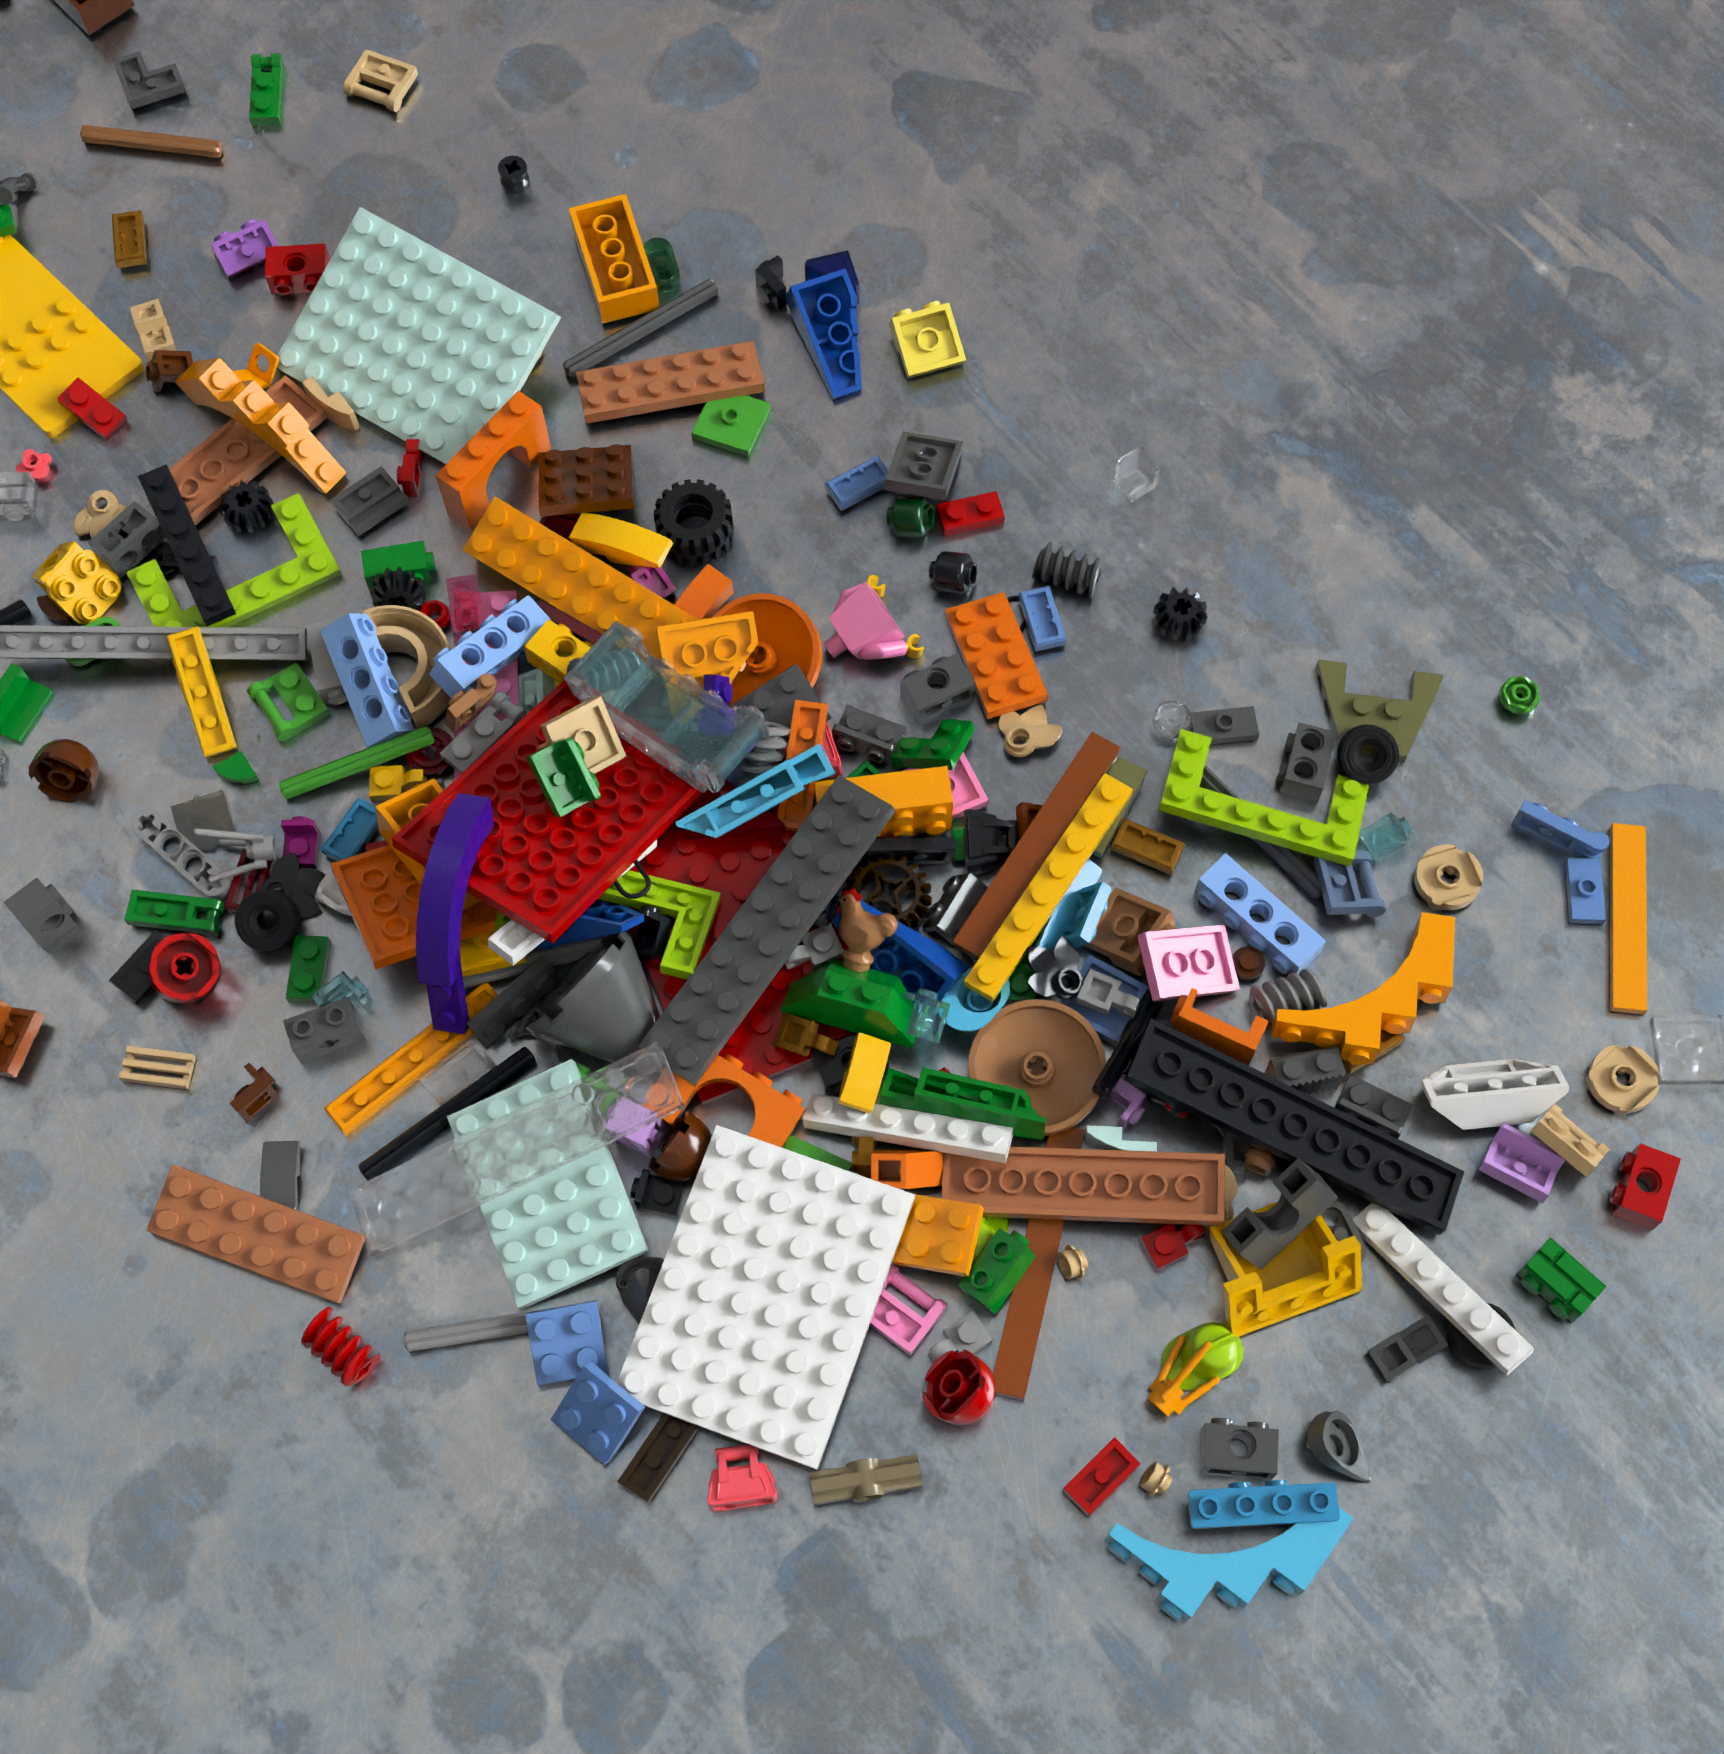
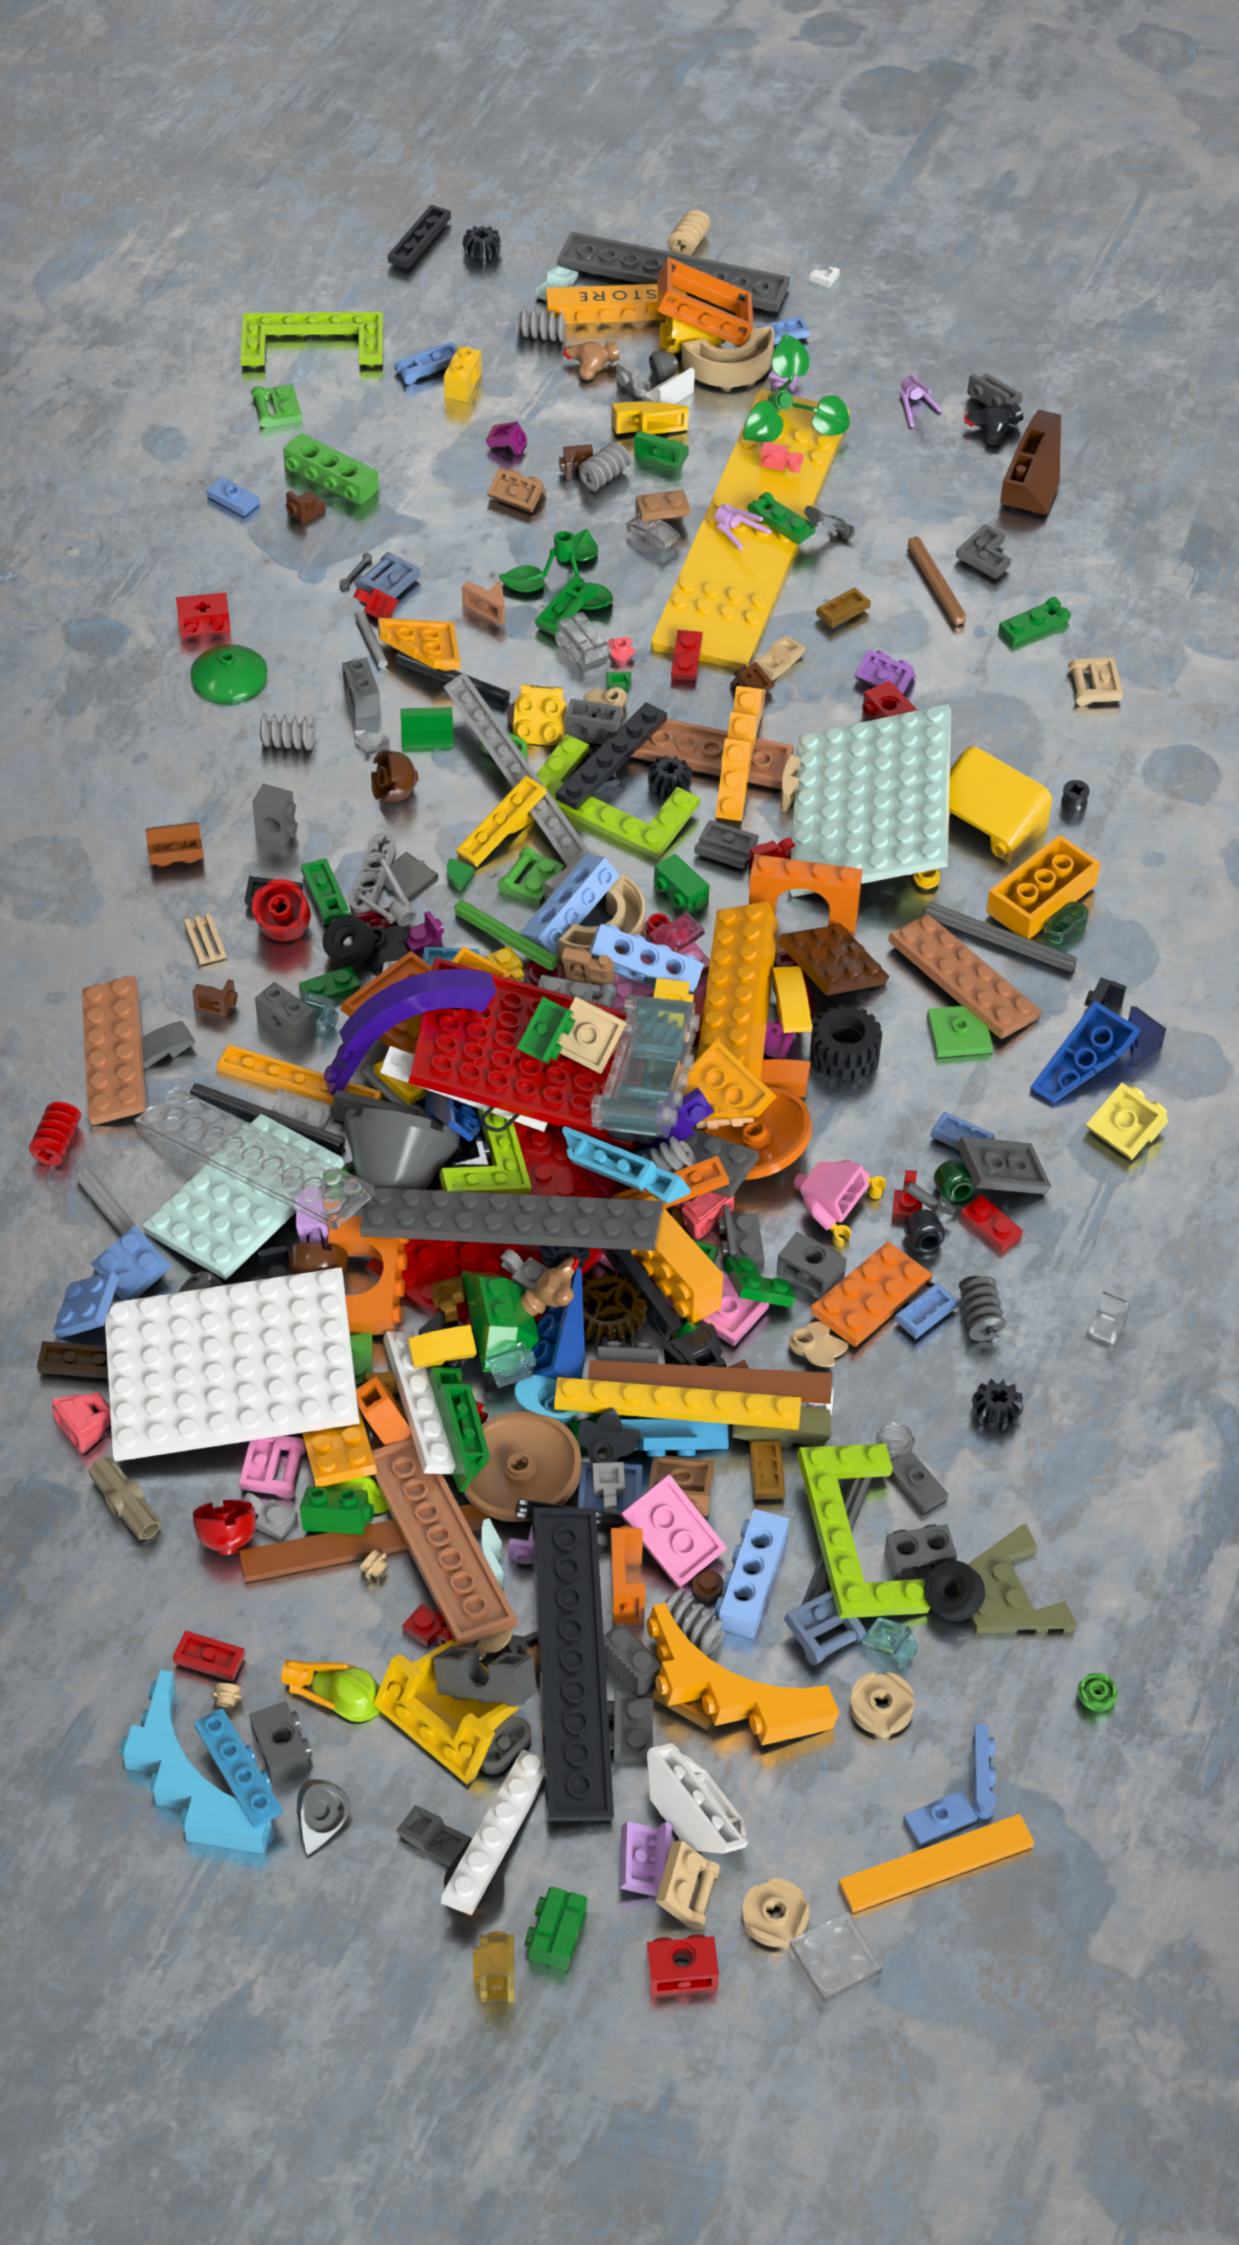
camera: 60 degrees right, 15 degrees down
(76, 491) = (618, 679): none -> green tile
(253, 371) = (778, 729): light orange bracket -> none
(398, 589) = (657, 891): black gear -> none
(489, 234) = (998, 802): none -> yellow windscreen
(907, 570) = (904, 1203): none -> red plate
(926, 545) = (940, 1206): none -> dark grey bar
(1590, 1355) = (495, 1967): none -> clear yellow brick

